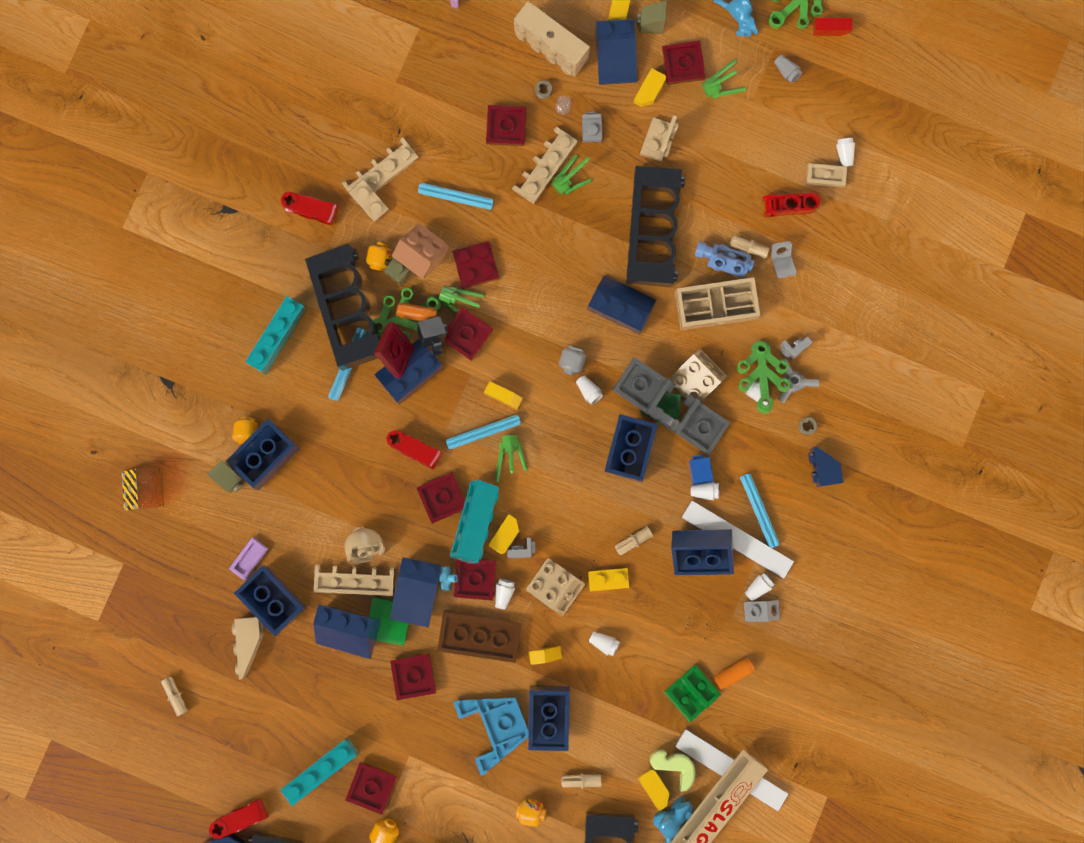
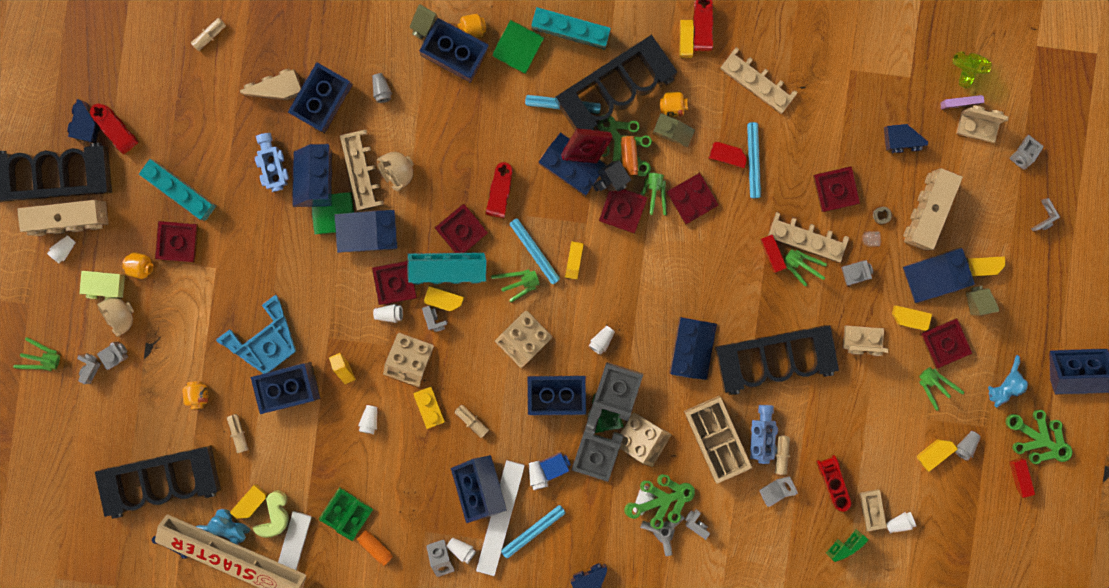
camera: 65 degrees right, 5 degrees up
(248, 558) = (354, 65): lavender tile -> none
(278, 392) = (518, 46): none -> green slope
(280, 538) = (381, 90): none -> light grey cone
(319, 227) = (686, 39): none -> yellow piece
(327, 669) = (270, 169): none -> light blue brick
(368, 200) = (725, 77): tan plate -> none
(413, 676) = (288, 251): dark red plate -> none
(420, 251) = (689, 143): nougat brick -> none
(443, 219) = (727, 154): none -> red piece
(447, 578) = (387, 256): medium azure plant -> none
(473, 49) = (903, 137): none -> dark blue slope
(479, 637) = (342, 302): reddish brown plate -> none
(551, 202) = (773, 253): none -> red piece
(567, 467) = (523, 339): none -> tan bracket
(572, 360) = (626, 316): light grey head -> none
(787, 101) = (936, 453): none -> yellow piece
(810, 431) = (630, 552): dark tan bush -> none
(853, 200) = (841, 550): none -> green slope

